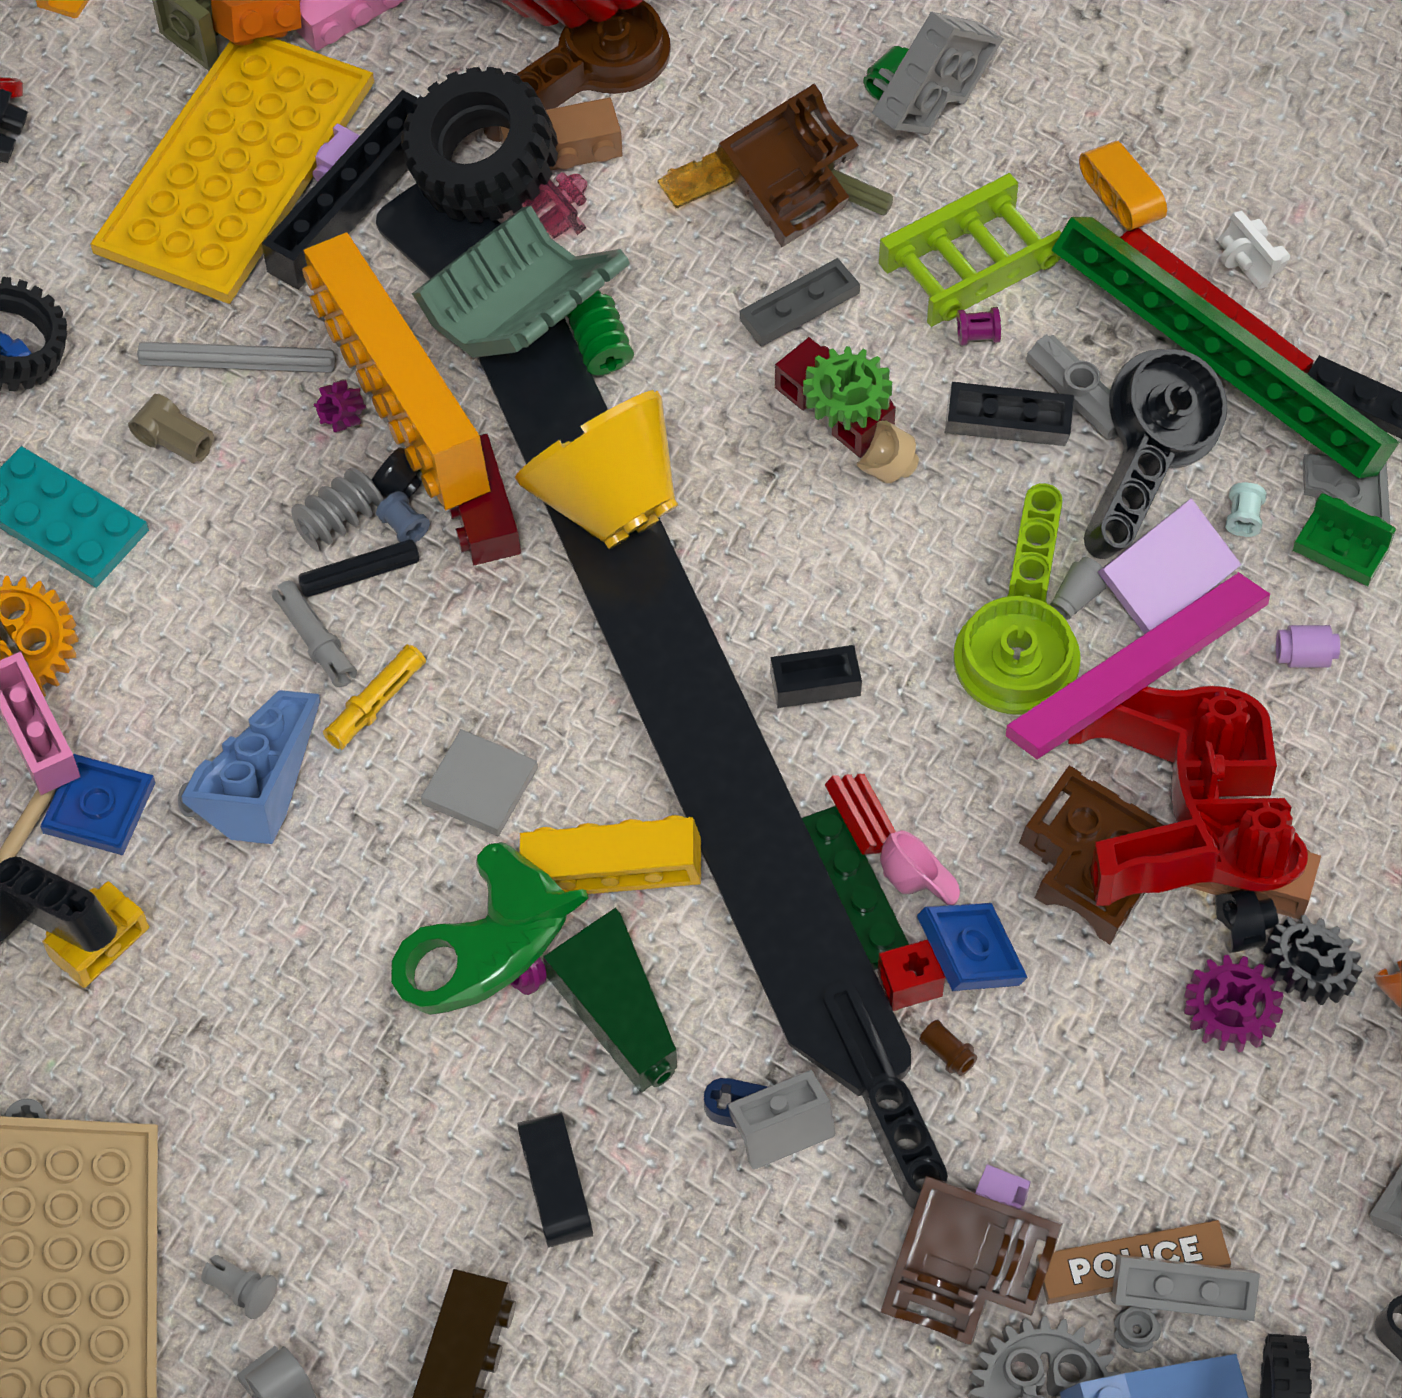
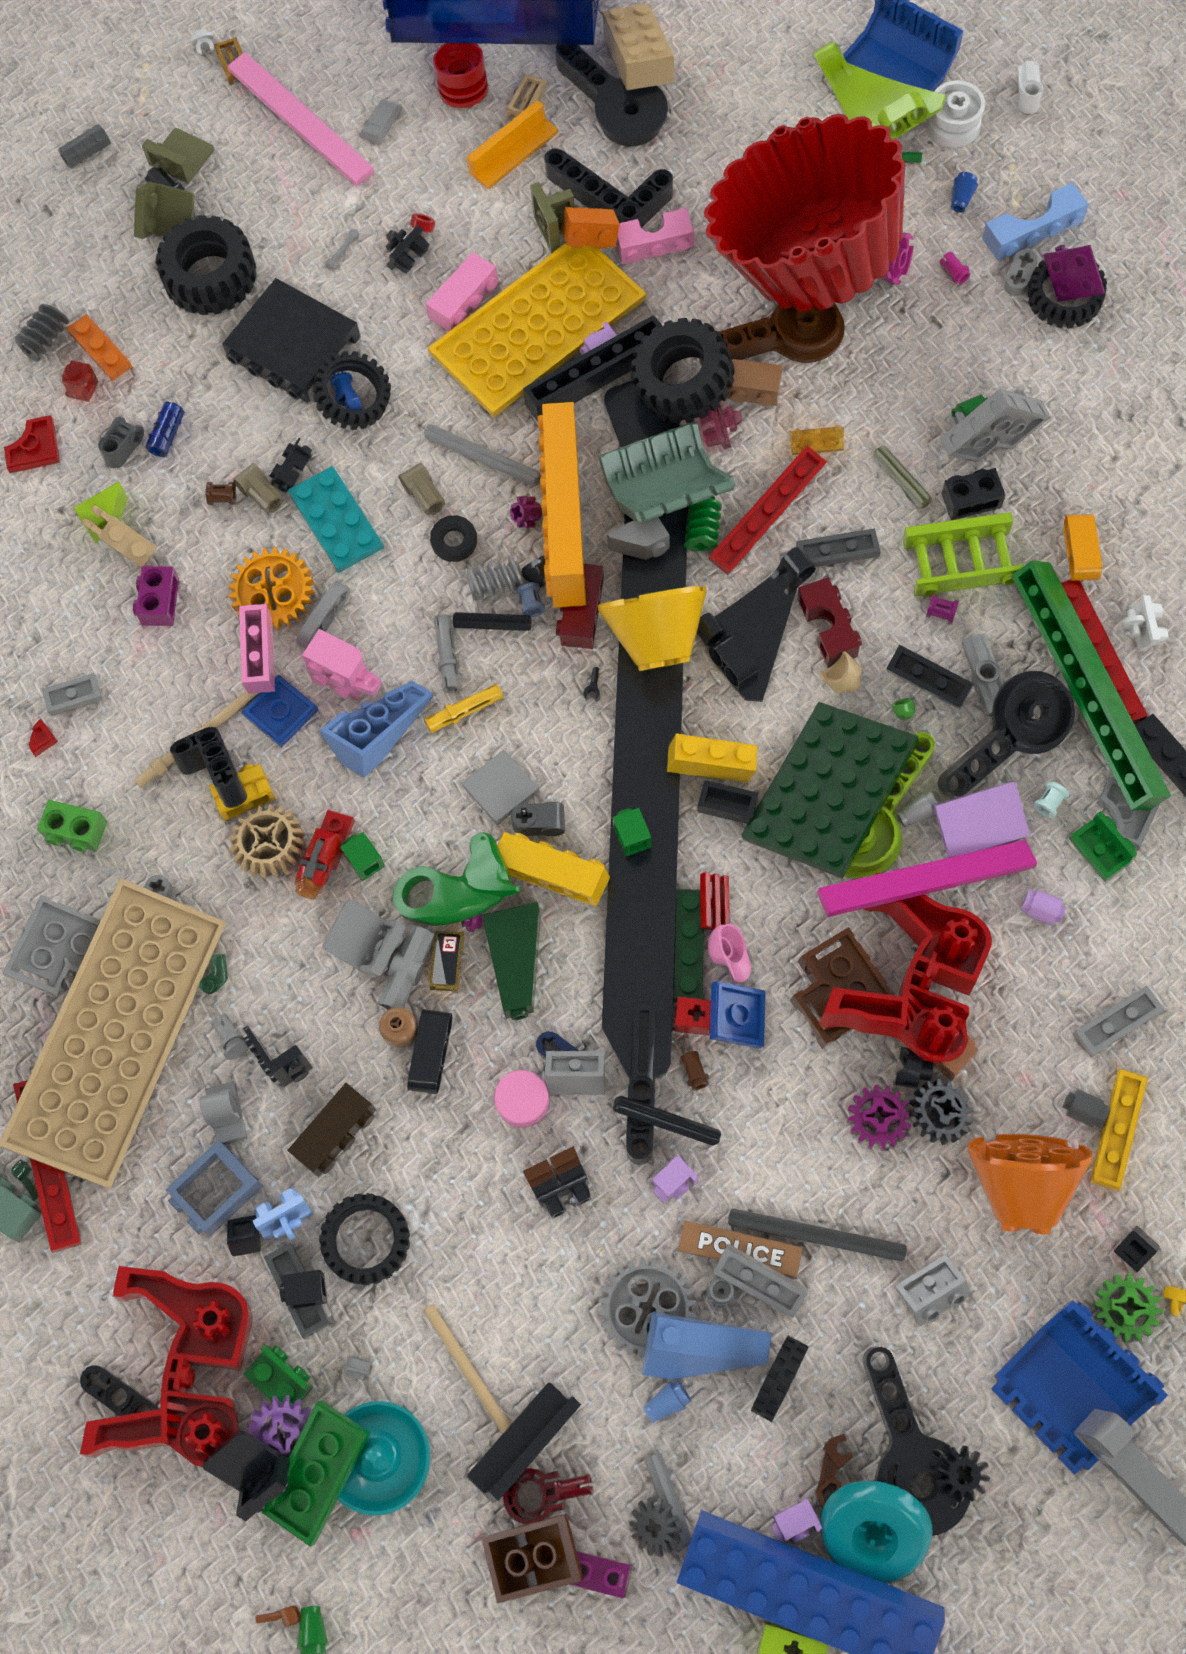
camera: 30 degrees right, 10 degrees up
(103, 649) = (323, 613): none -> light grey beam
(106, 157) = (462, 292): none -> bright pink brick
(156, 968) = (255, 859): none -> tan gear
(167, 703) = (339, 667): none -> bright pink hinge
(179, 1207) = (217, 977): none -> clear green arm
(245, 458) = (448, 524): none -> black tyre
(262, 972) = (323, 854): none -> red plate
(322, 951) = (362, 855): none -> green brick
(345, 1294) = (285, 1068): none -> black bracket
(383, 1062) = (363, 938): none -> light grey bracket
(464, 1081) = (406, 968): none -> light grey piece
(493, 1163) = (402, 1035): none -> medium nougat head
(517, 1046) = (446, 961): none -> slope
(523, 380) = (640, 539): none -> light grey slope
(547, 599) = (593, 685): none -> black hand
(560, 800) = (542, 819): none -> dark grey piece
(678, 288) = (767, 510): none -> red plate
(705, 759) = (632, 831): none -> green brick
(721, 1188) = (521, 1098): none -> bright pink head
(732, 447) = (749, 632): none -> black panel
(767, 624) = (712, 758): none -> yellow brick
(788, 163) = (870, 452): reddish brown piece -> none
(828, 1274) = (572, 1180): none -> black hips
(847, 388) = (831, 633): bright green gear -> none
(945, 170) = (975, 499): none -> black brick
(947, 1124) = (666, 1120): none -> black axle
(948, 604) = (830, 789): none -> dark green plate
(966, 1253) = (639, 1205): reddish brown piece -> none
(992, 467) = (904, 708): none -> bright green hinge
(1227, 1196) = (817, 1234): none -> dark grey axle

